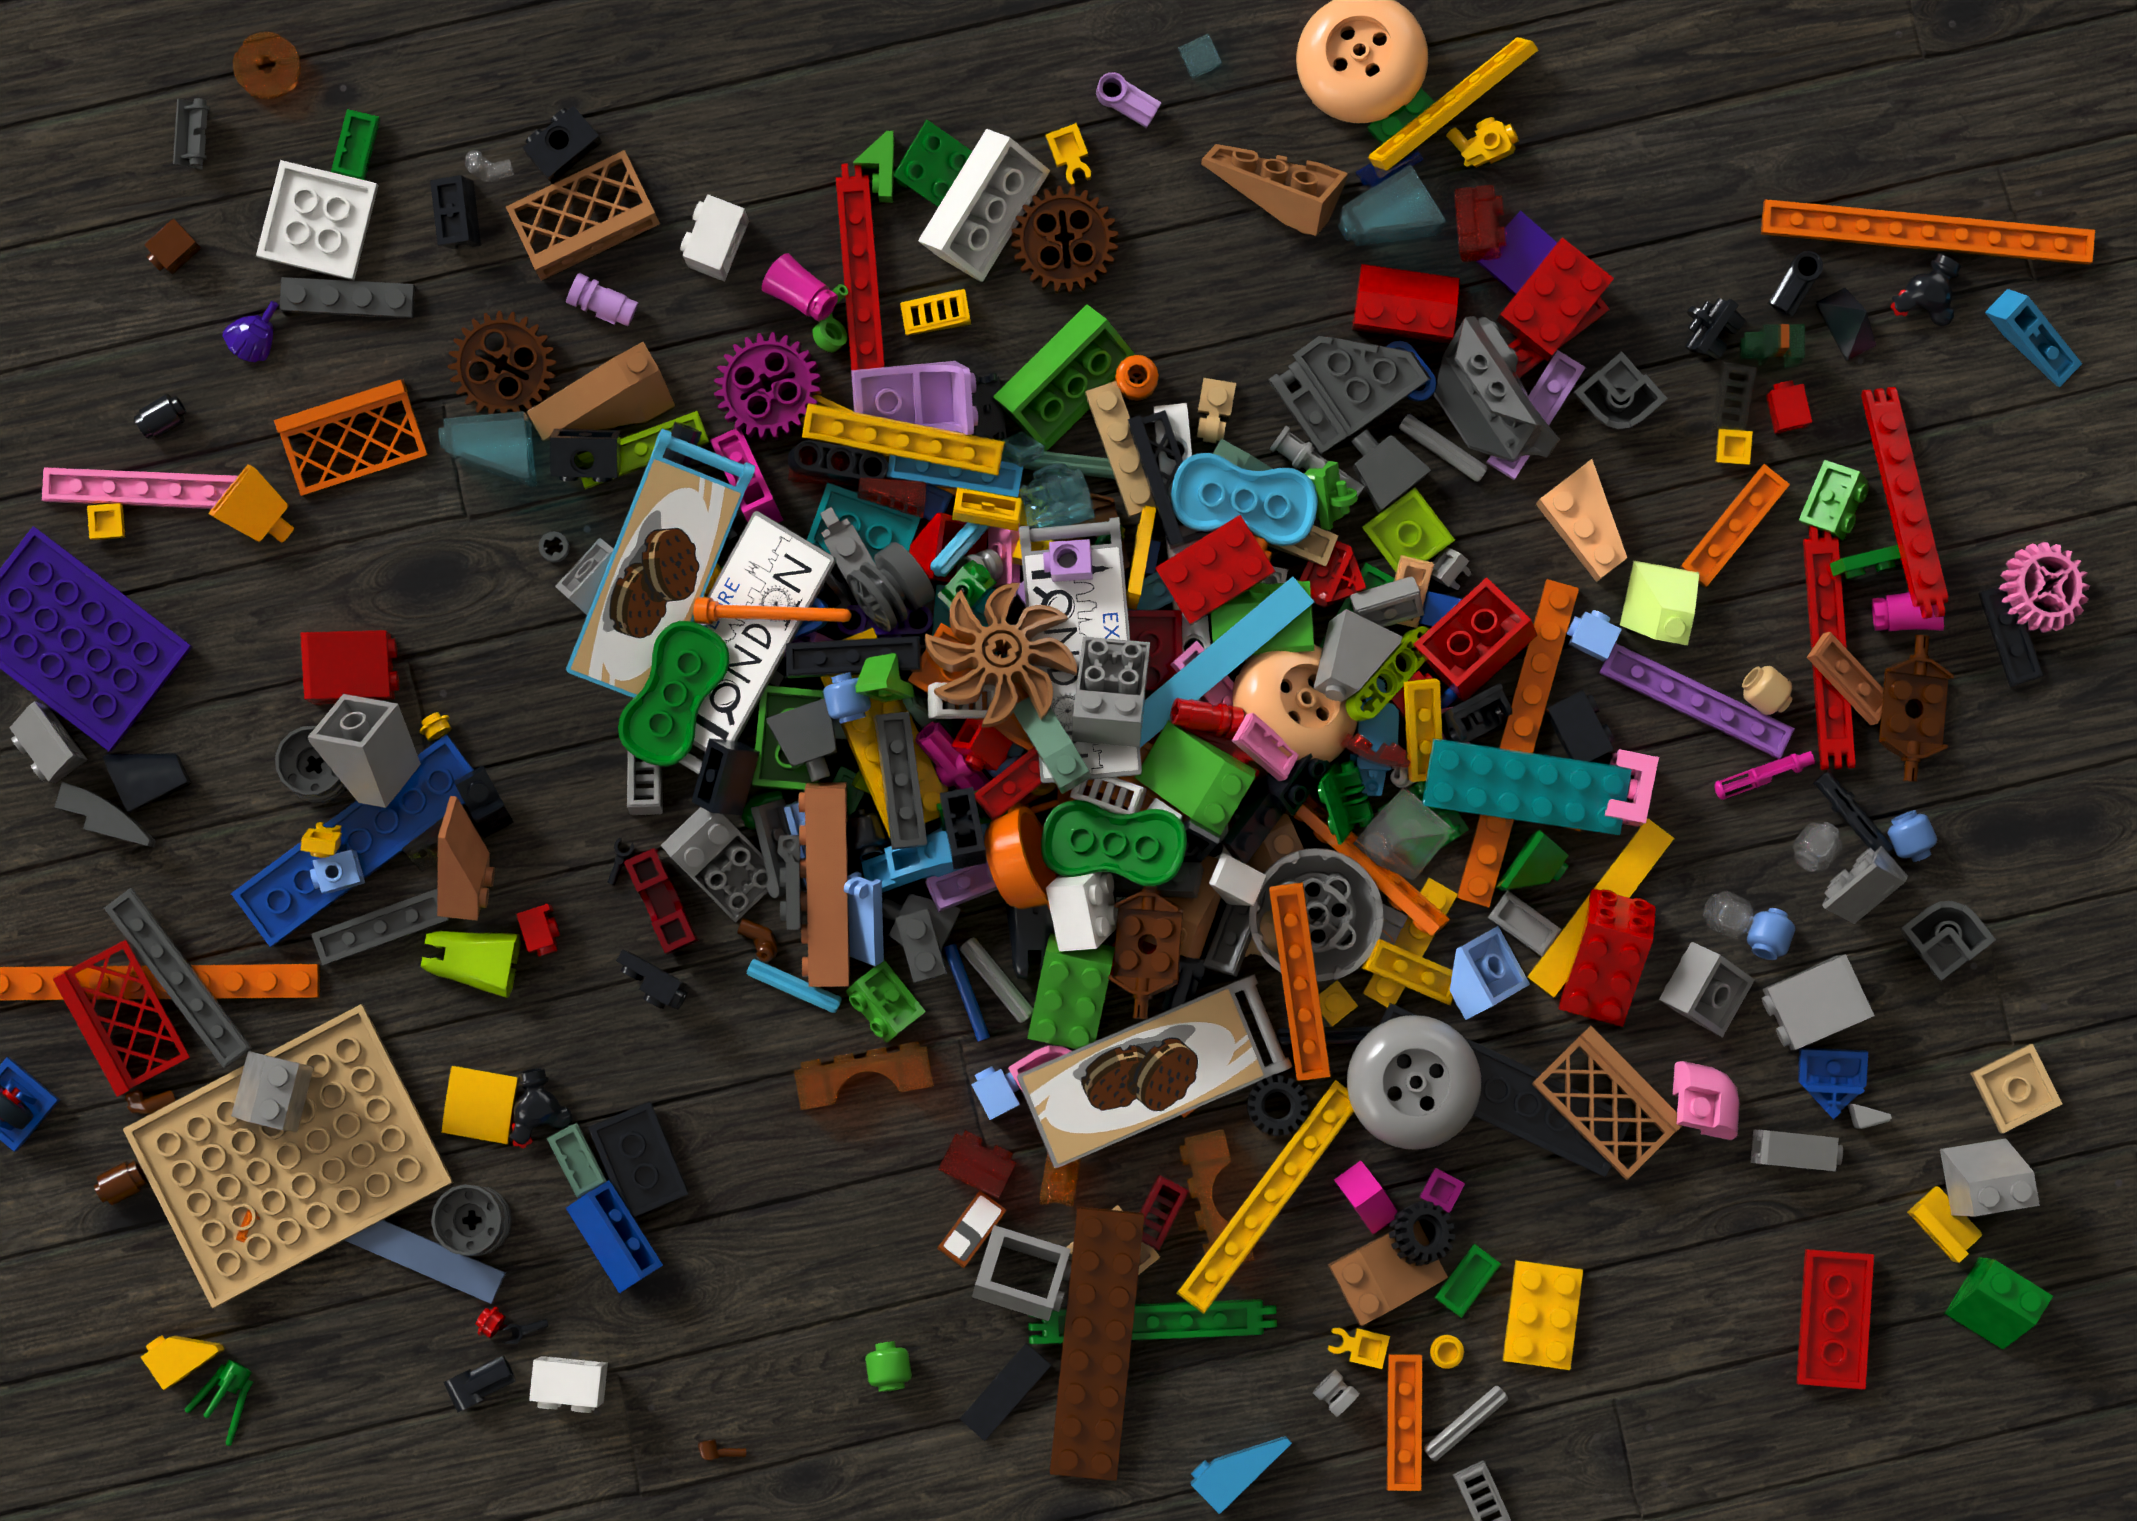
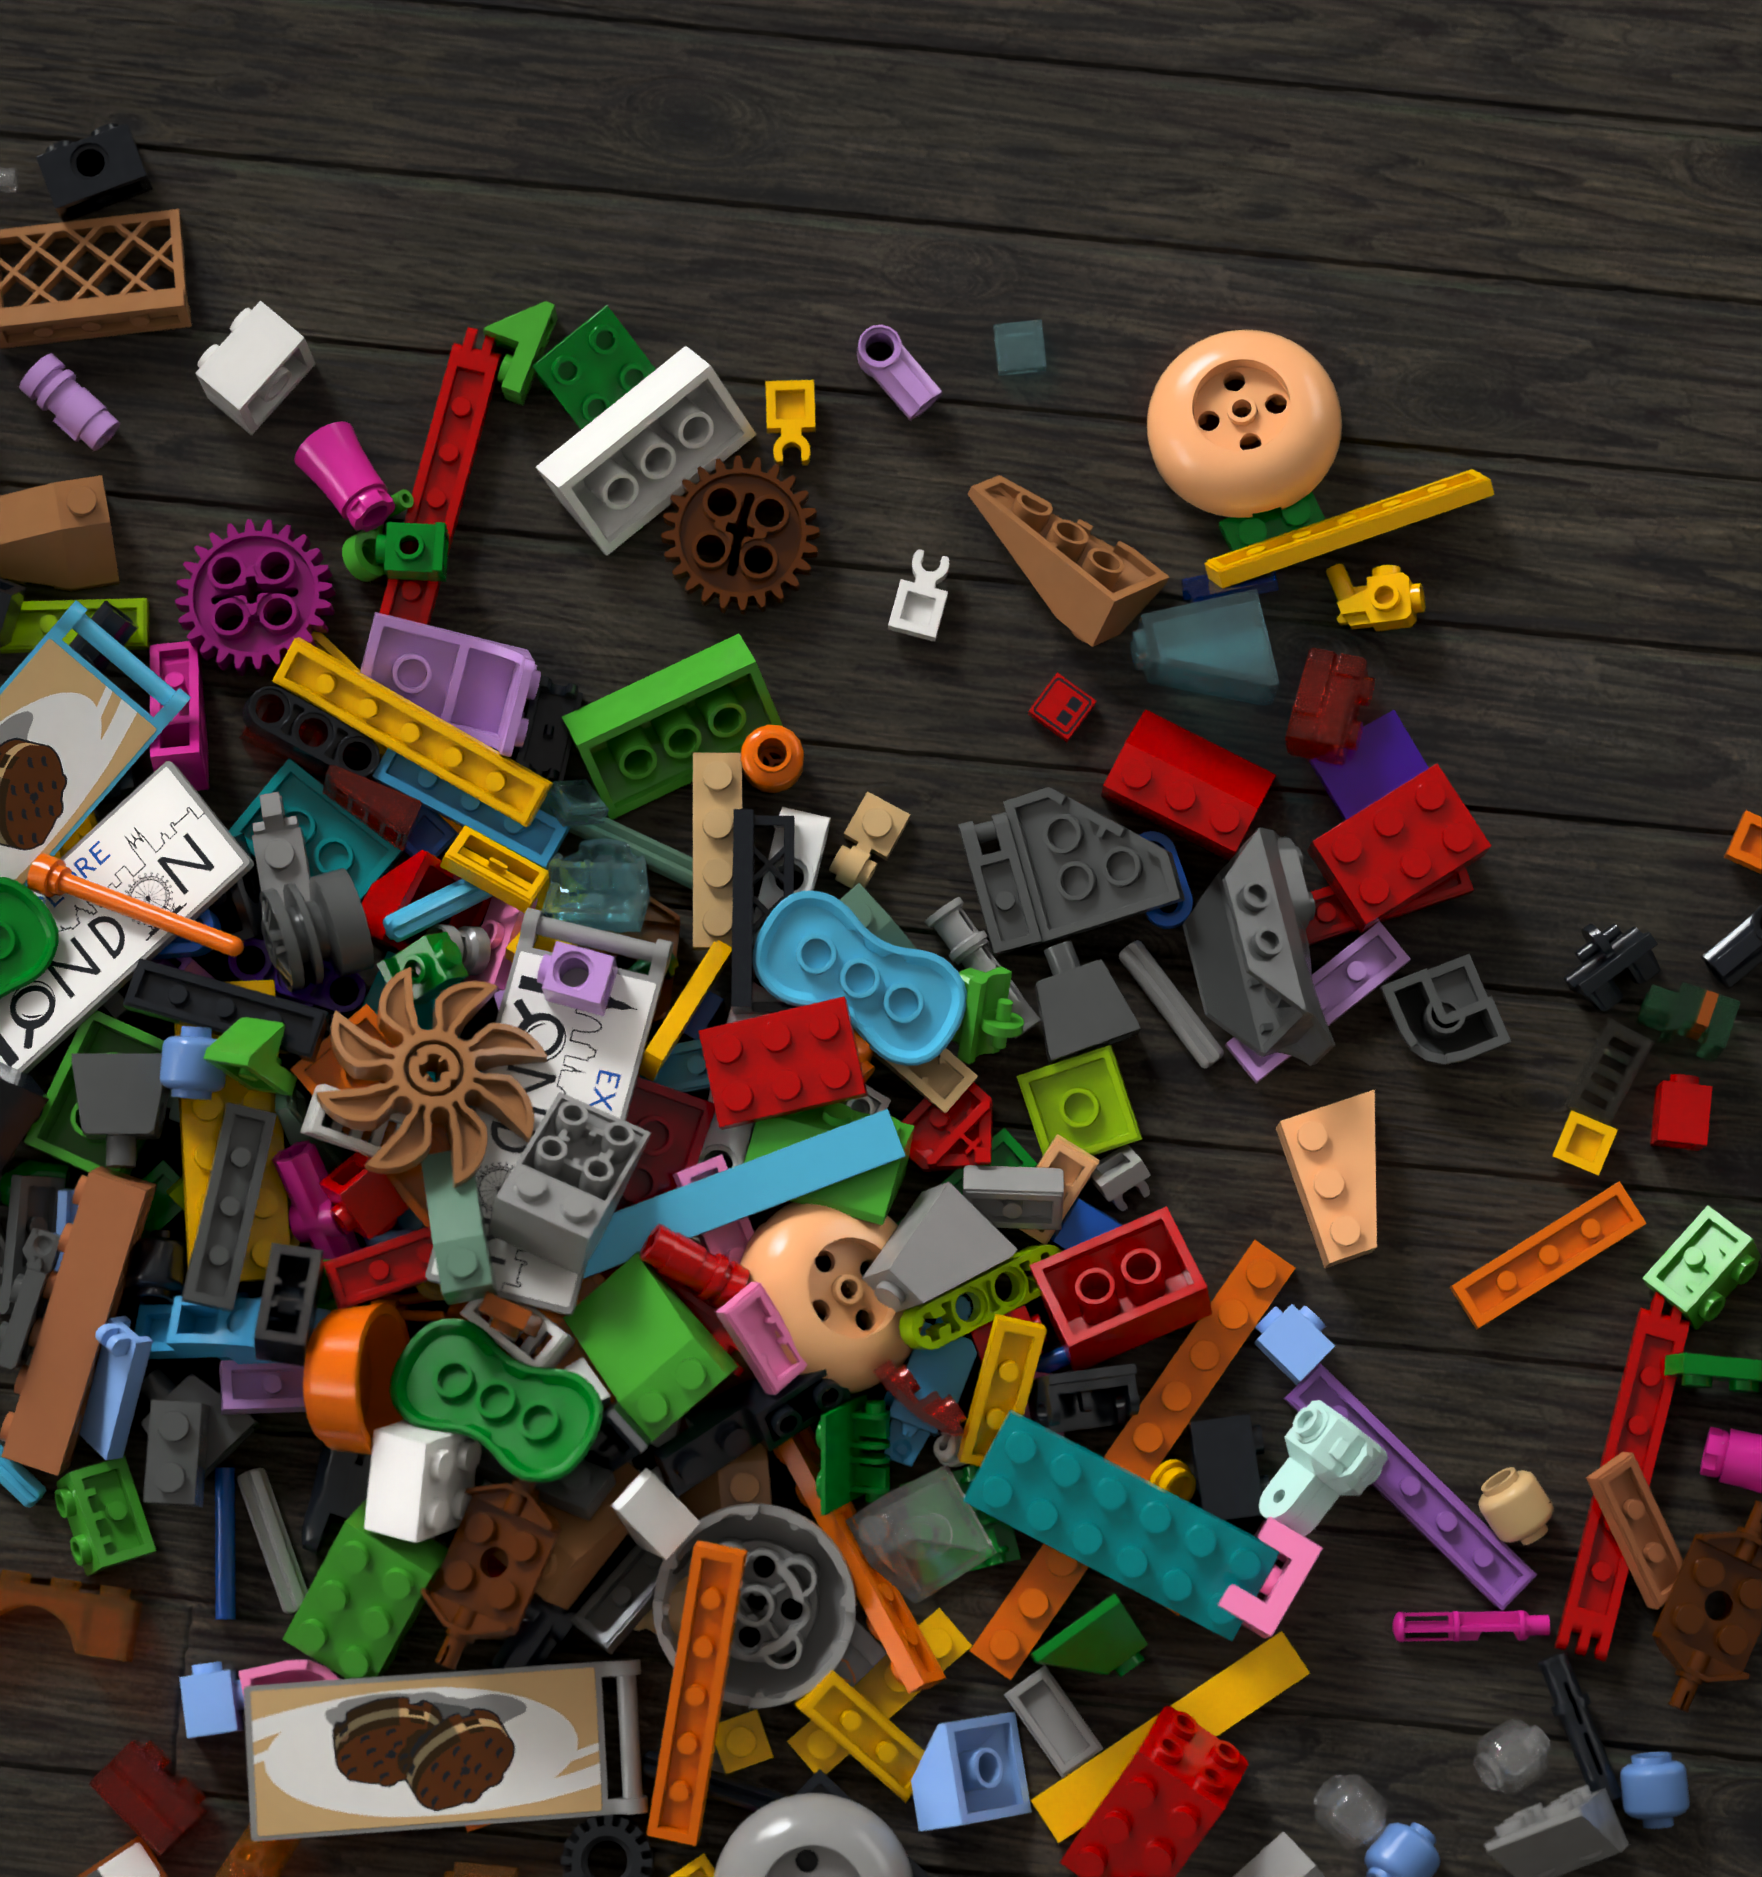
camera: 20 degrees right, 5 degrees down
(873, 325) = (426, 564): none -> green brick
(937, 324) = (566, 579): yellow slope -> none
(1104, 788) = (509, 1317): none -> dark orange plate
(1194, 246) = (919, 604): none -> white plate
(1308, 281) = (1062, 707): none -> red tile
(1549, 745) = (1175, 1478): none -> yellow plate
(1640, 703) = (1324, 1462): none -> light aqua piece
(1660, 602) = (1404, 1327): yellowish green slope -> none

